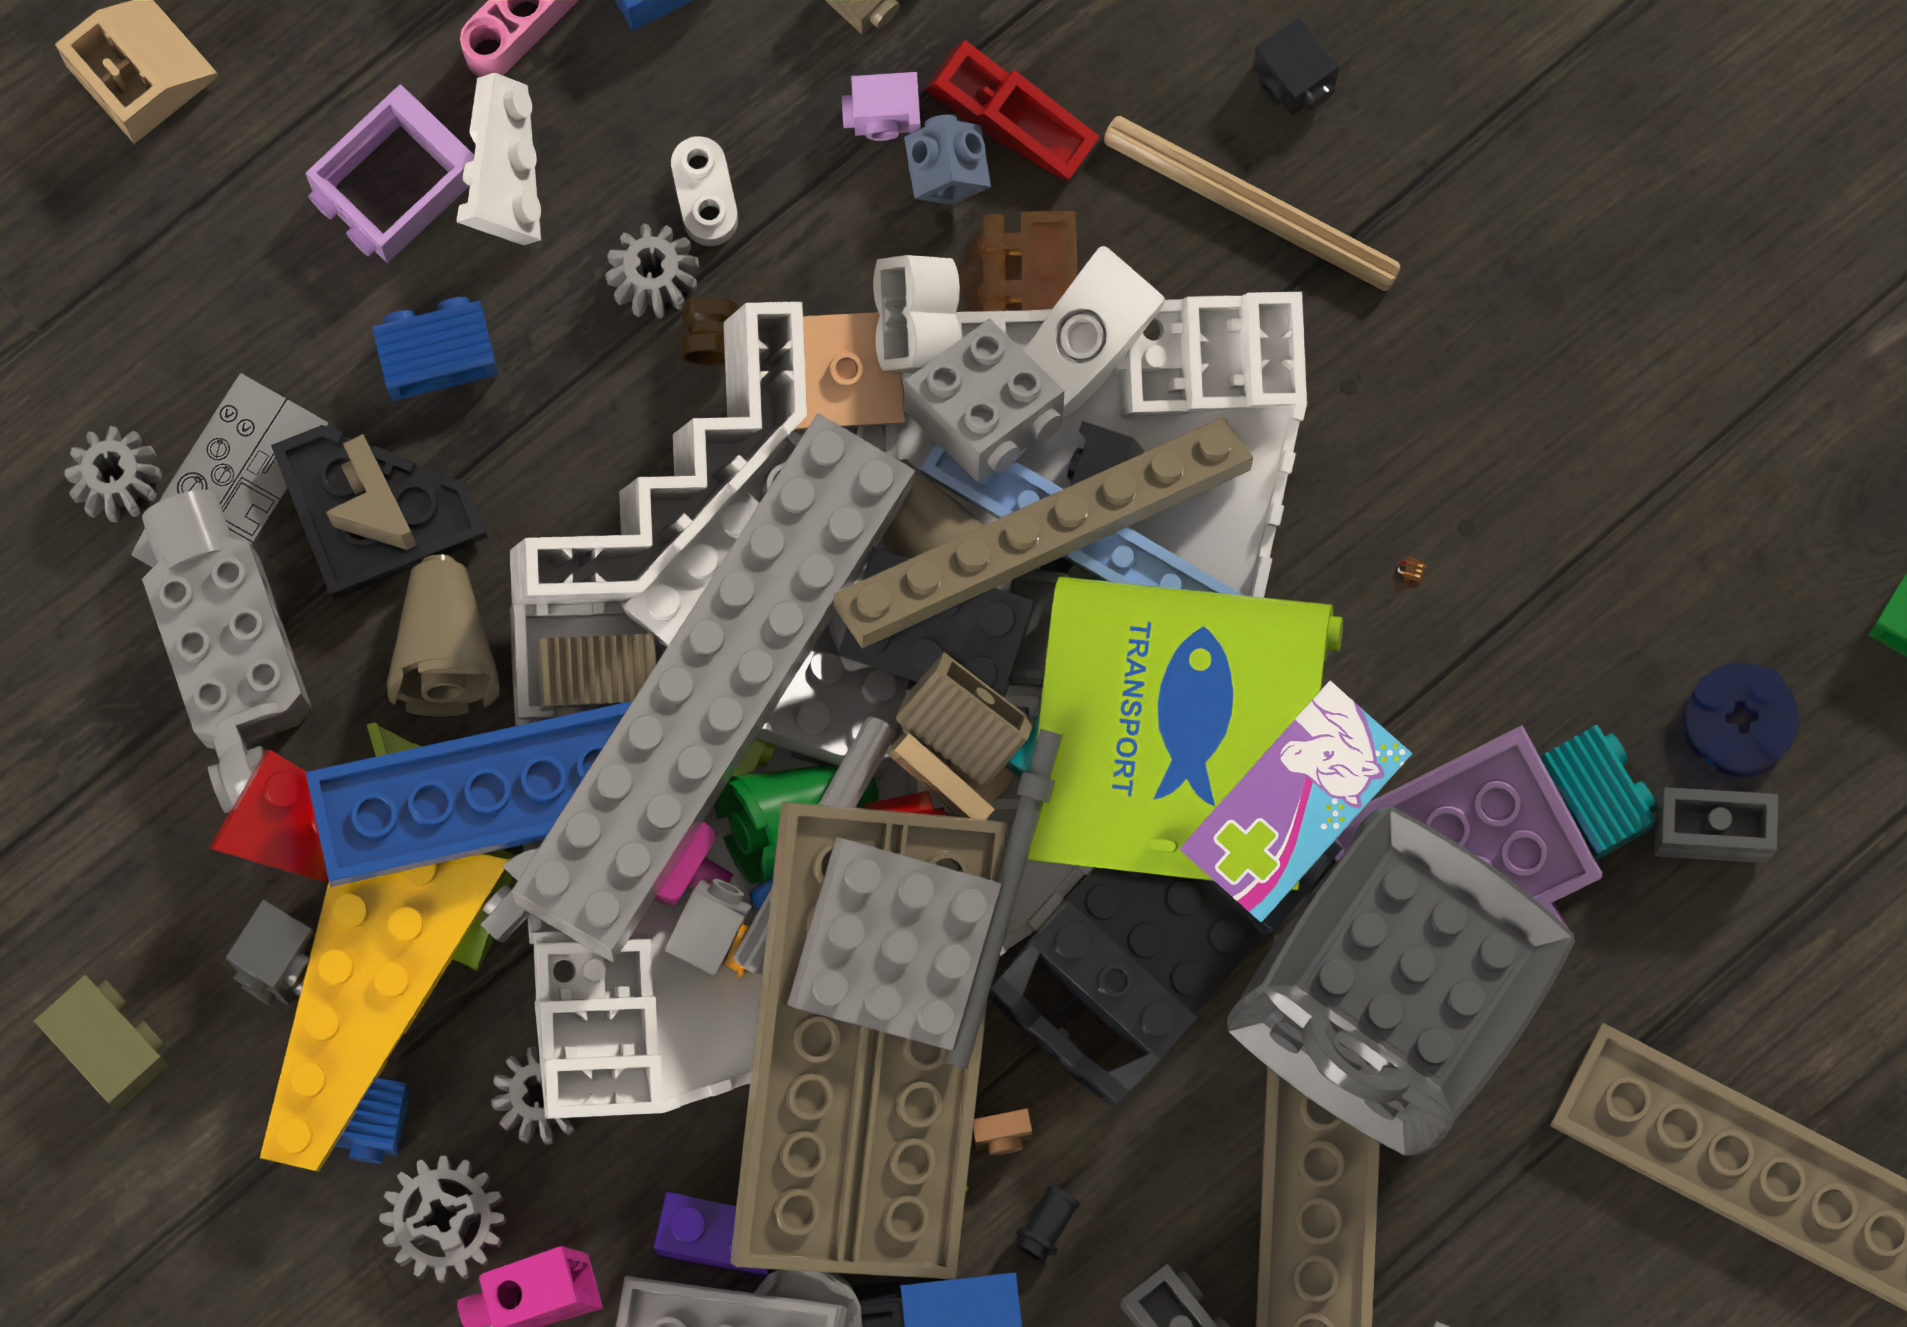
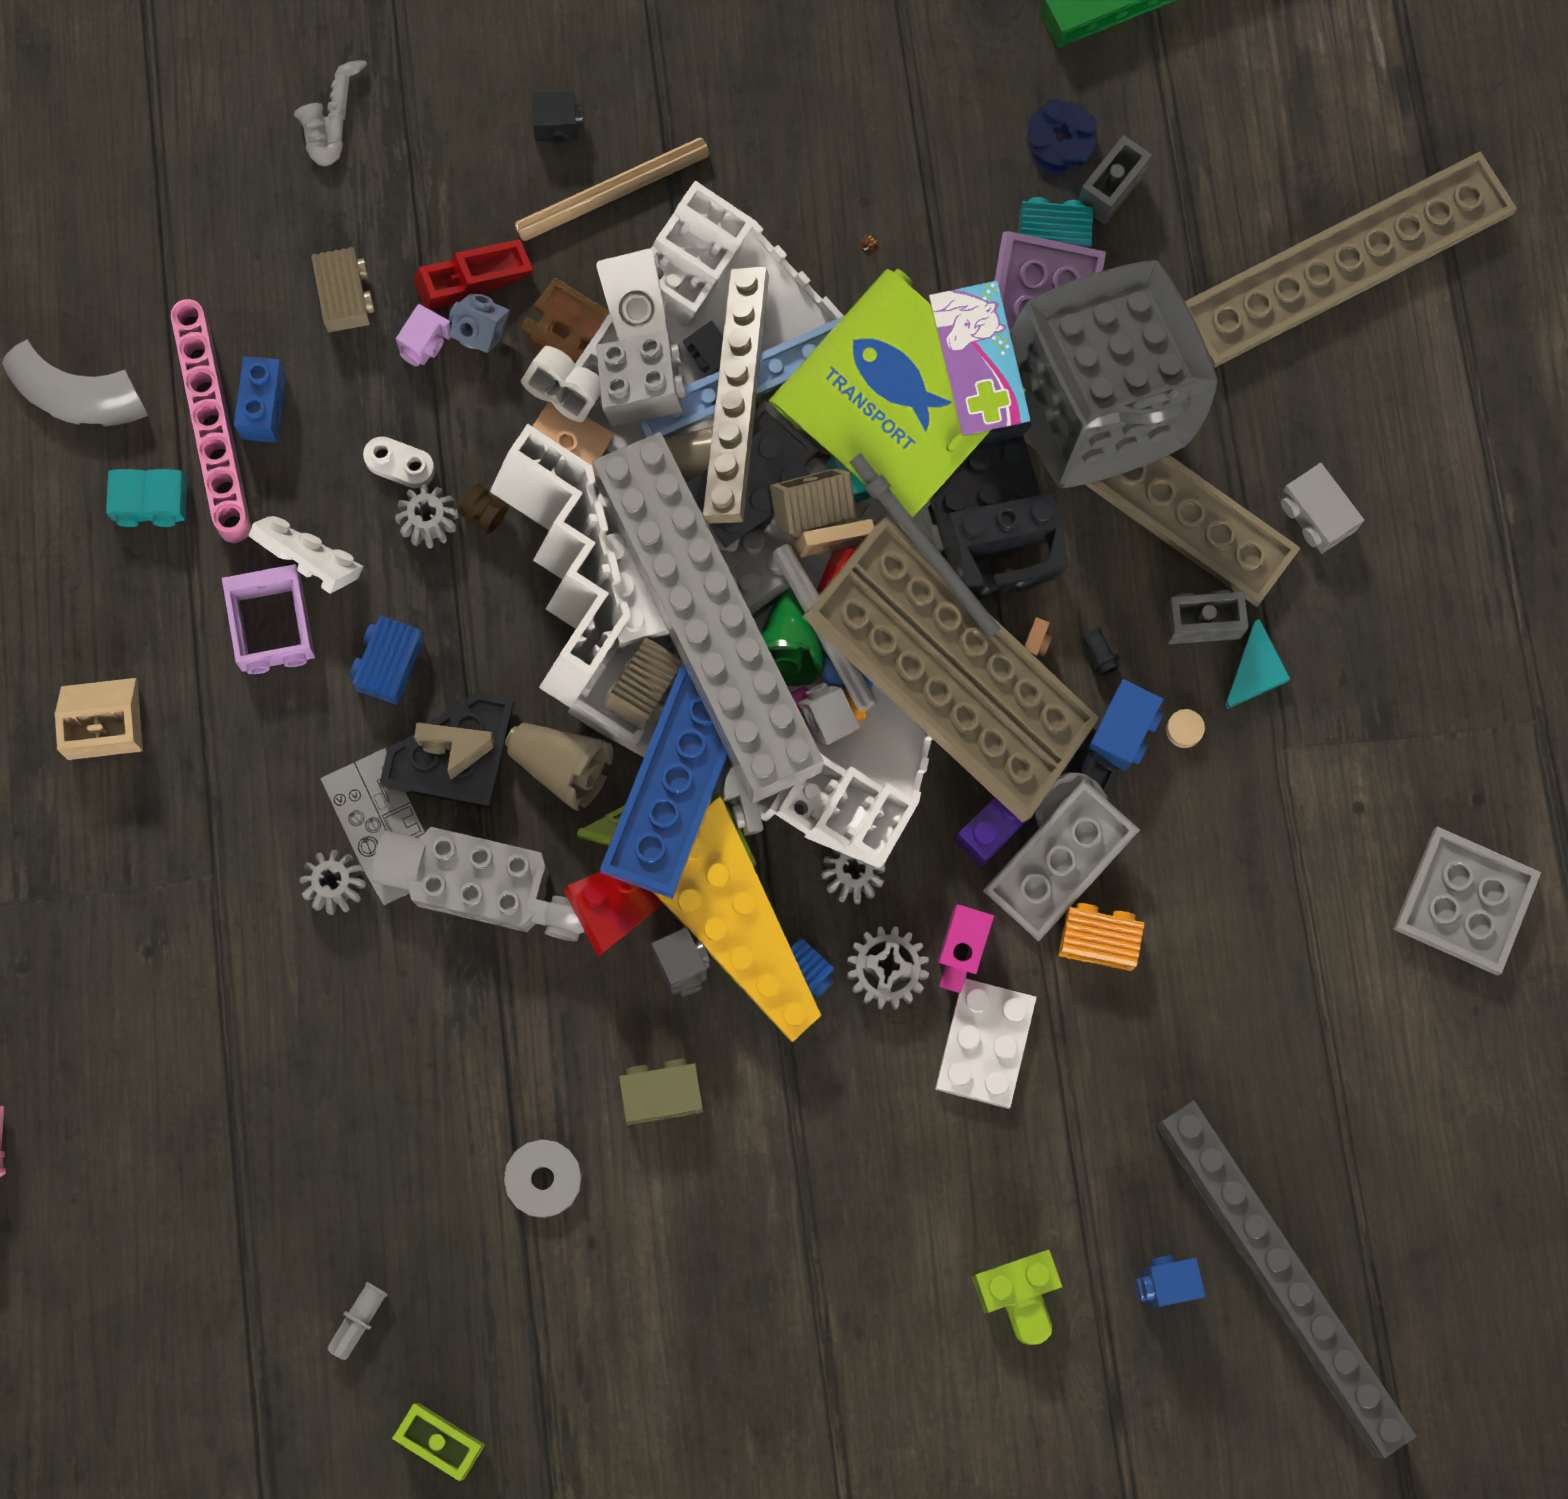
camera: 65 degrees left, 0 degrees up
(894, 943) = (914, 615): light grey plate -> none

